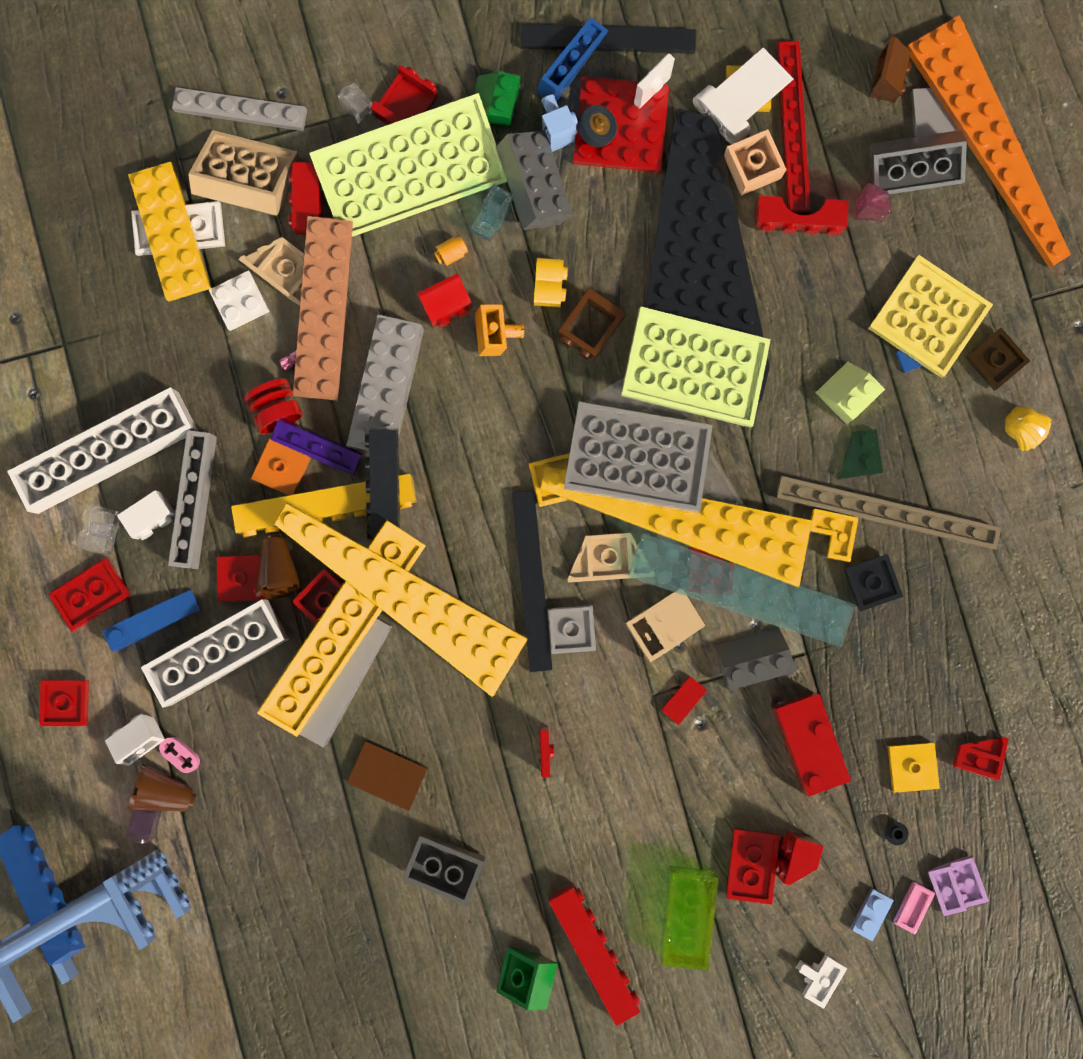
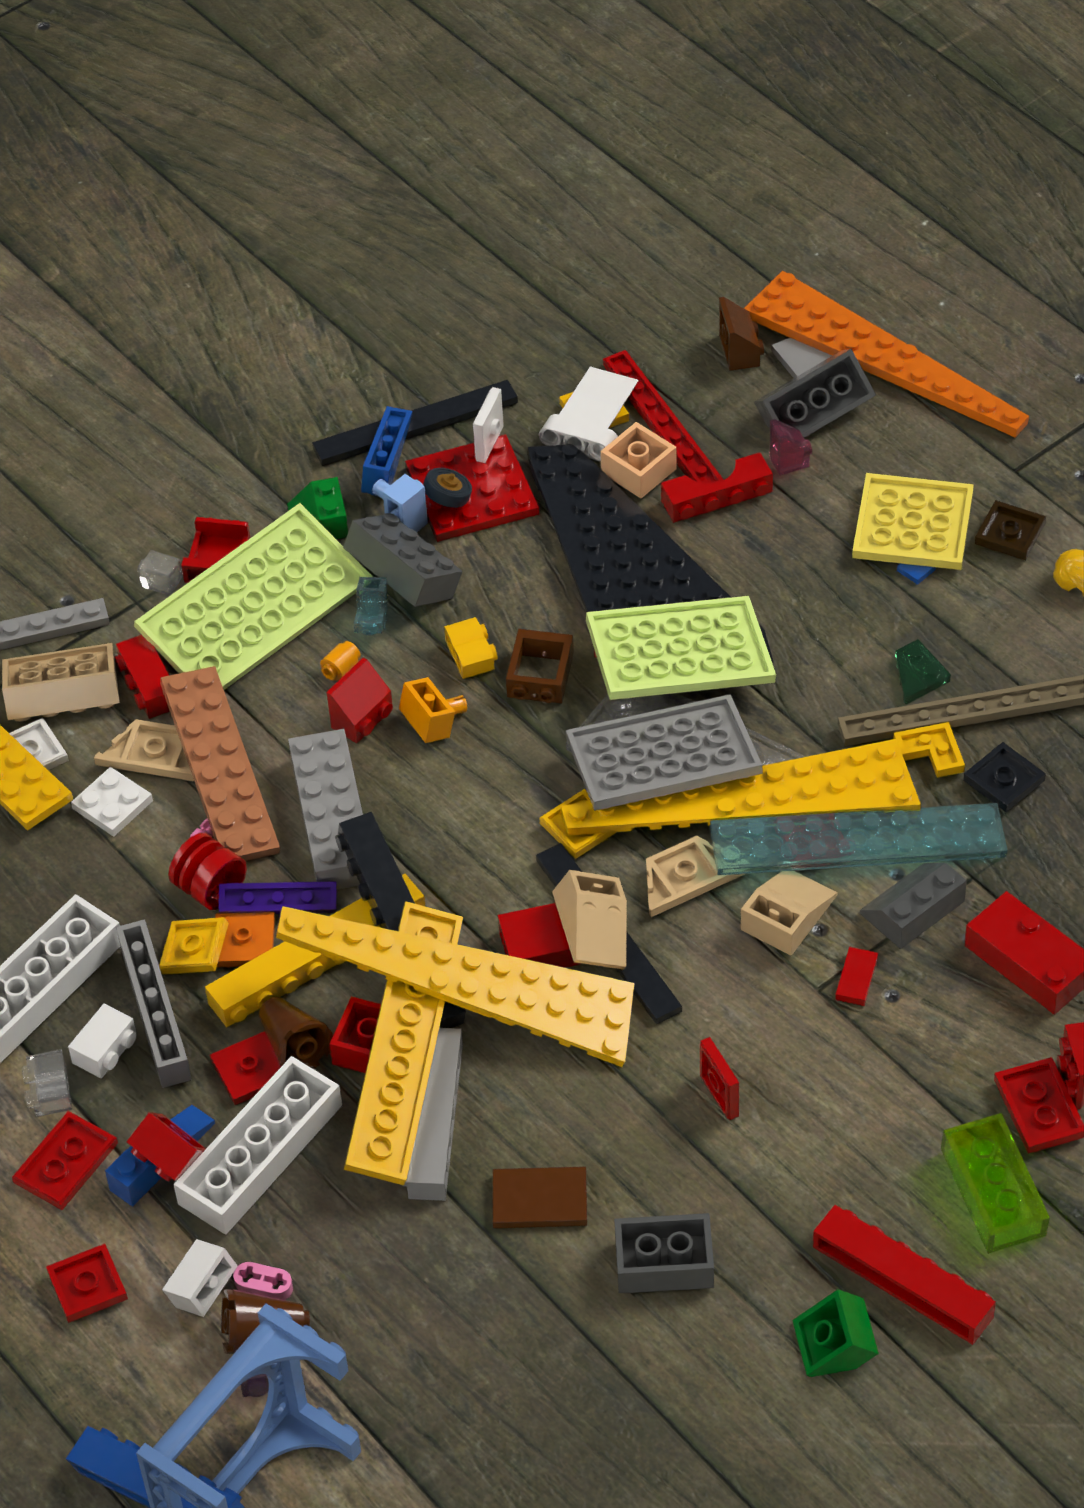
camera: 20 degrees left, 35 degrees down
(149, 635) = (165, 1146): none -> red slope
(242, 459) = (193, 945): none -> yellow plate
(481, 568) = (536, 936): none -> red brick
(519, 583) = (593, 918): none -> tan slope
(571, 629) = (682, 957): light grey plate -> none
(850, 391) = (869, 617): yellowish green slope -> none

